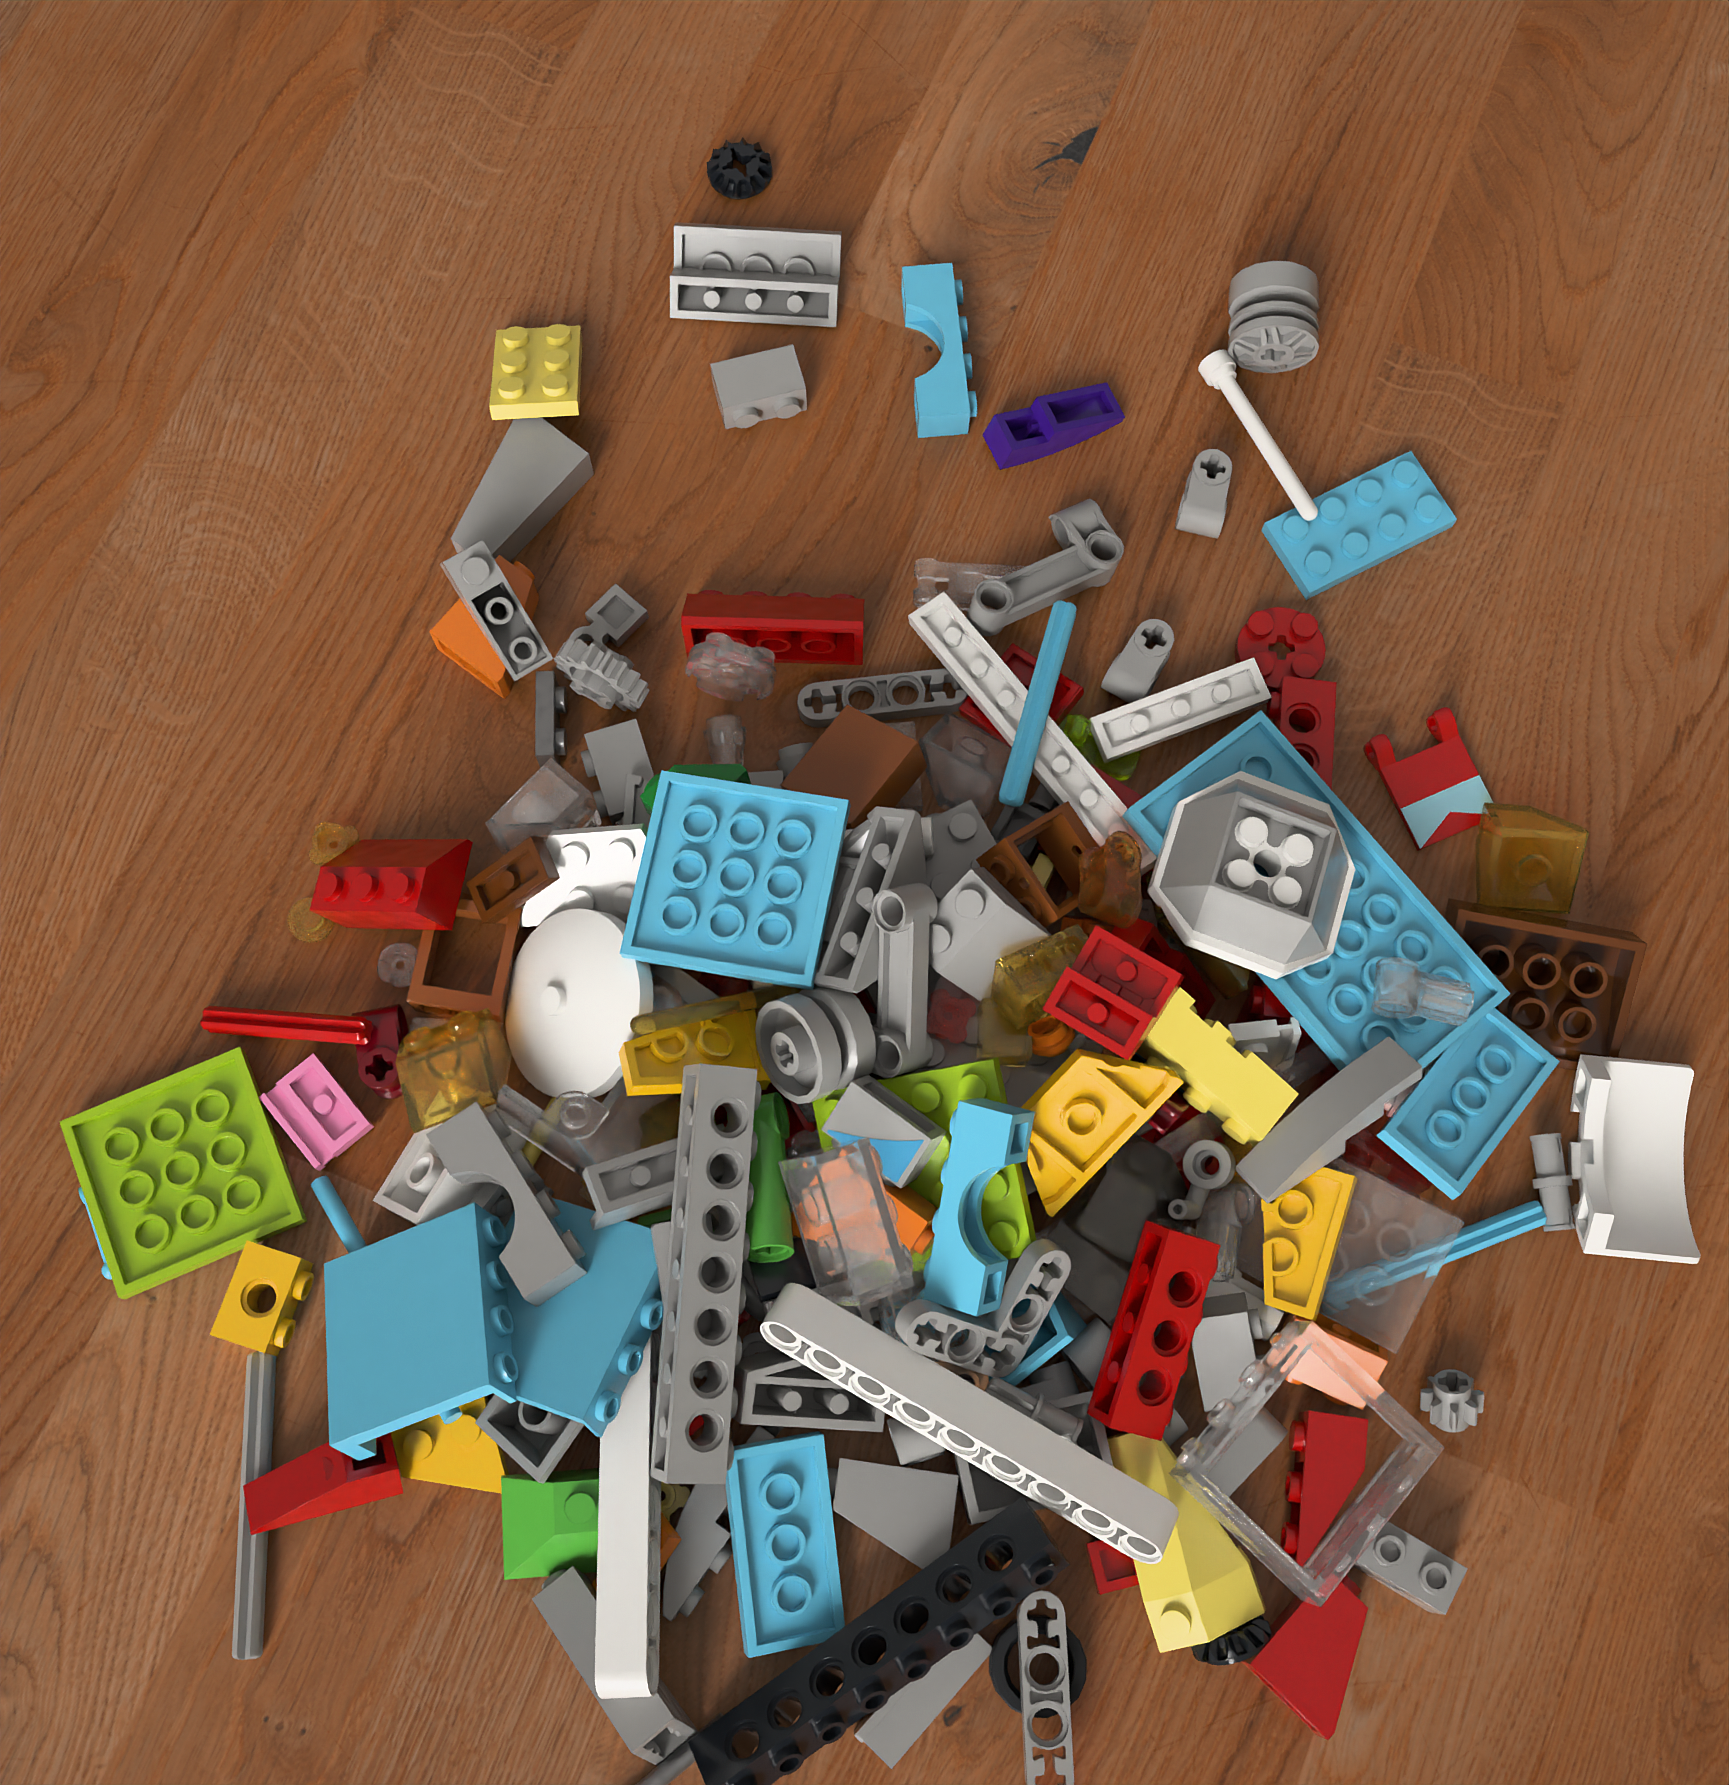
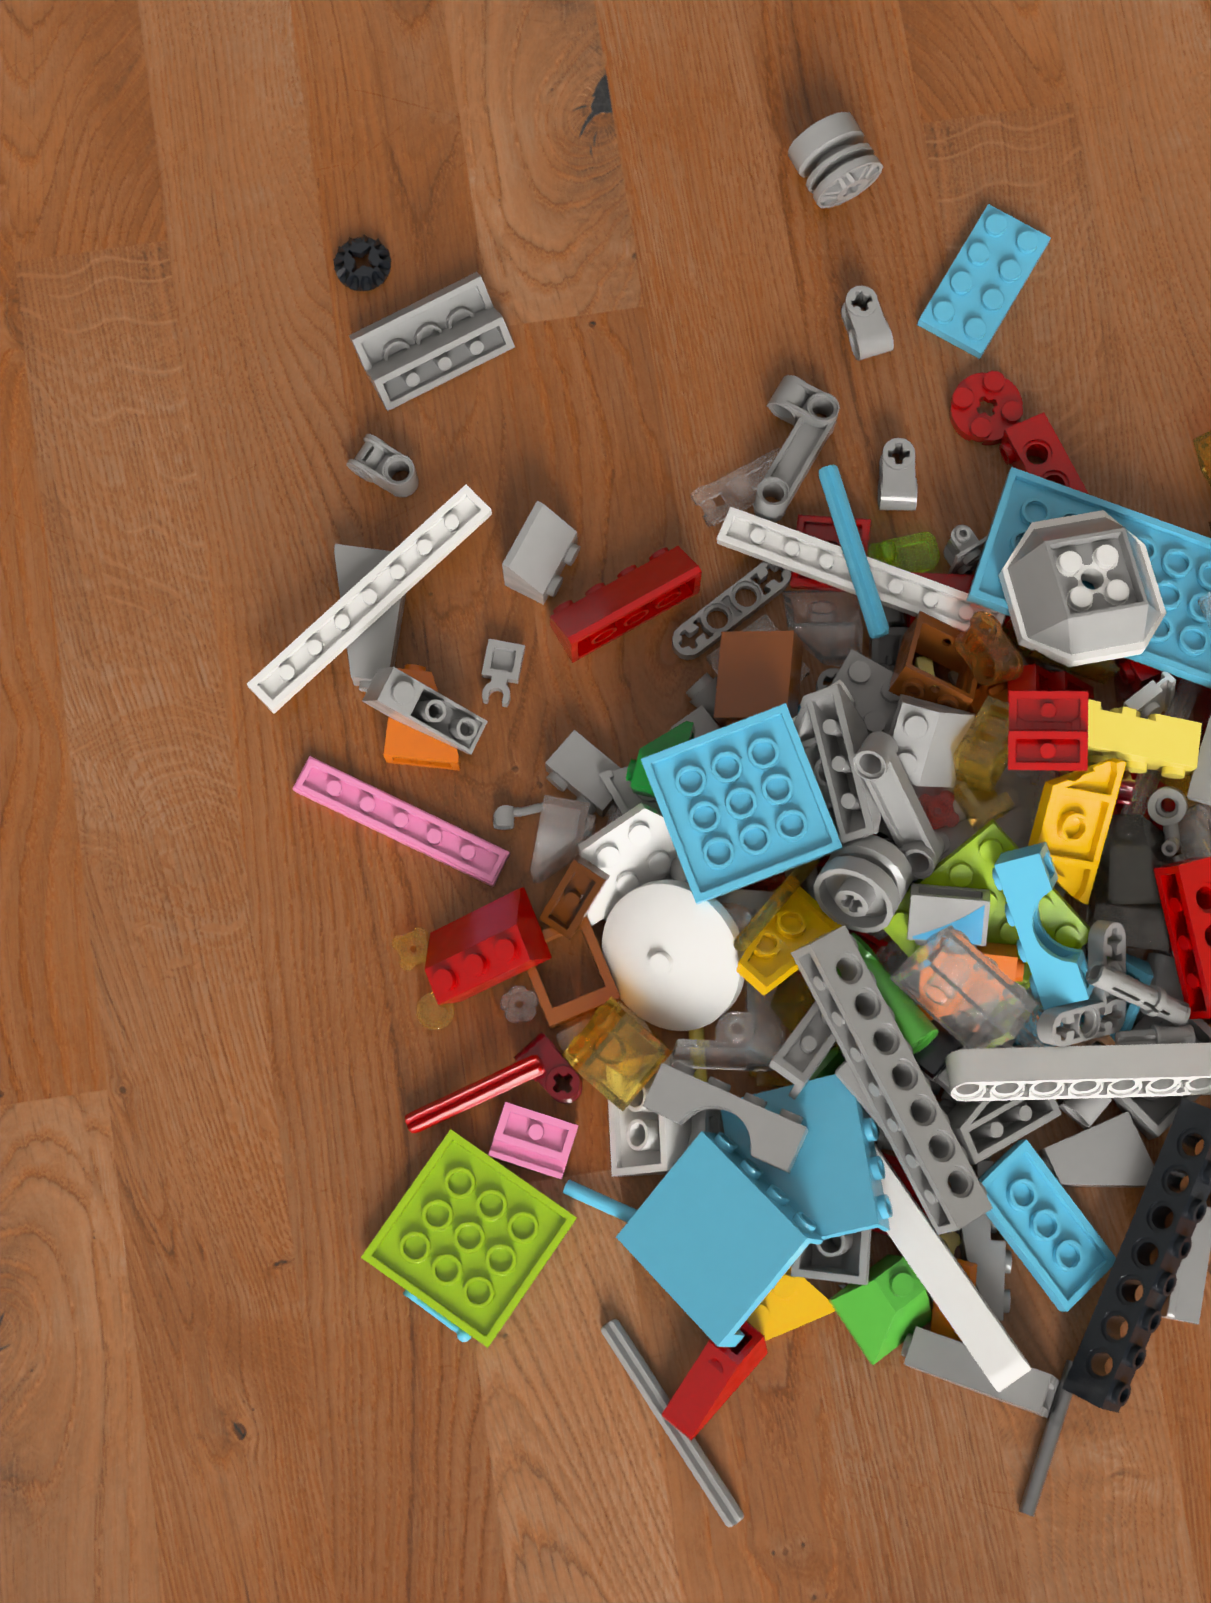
camera: 30 degrees left, 5 degrees up
(256, 1271) = (573, 1266): yellow brick -> none
(411, 714) = (401, 821): none -> bright pink tile
(513, 769) = (504, 815): none -> light grey hand
(516, 471) = (369, 599): none -> white plate
(536, 372) = (325, 513): light yellow plate -> none
(550, 702) = (517, 779): flat silver plate -> none
(601, 675) = (529, 712): light grey gear -> none
(627, 361) = (379, 462): none -> light grey piece
(719, 527) = (540, 554): none -> light grey slope
(725, 739) = (646, 711): clear cone -> none
(731, 668) = (612, 655): clear plate -> none
(759, 387) = (493, 428): light grey brick -> none
(931, 307) = (577, 290): medium azure arch -> none
(1050, 1036) = (1015, 783): orange plate -> none
(1051, 424) = (722, 332): dark purple slope -> none
(1052, 1362) = (1151, 999): none -> light grey pin
(1162, 766) = (963, 550): none -> light grey hinge
(1179, 710) = (947, 496): white plate -> none
(1219, 371) = (818, 222): white piece -> none
(1433, 789) = (1151, 447): red flag -> none

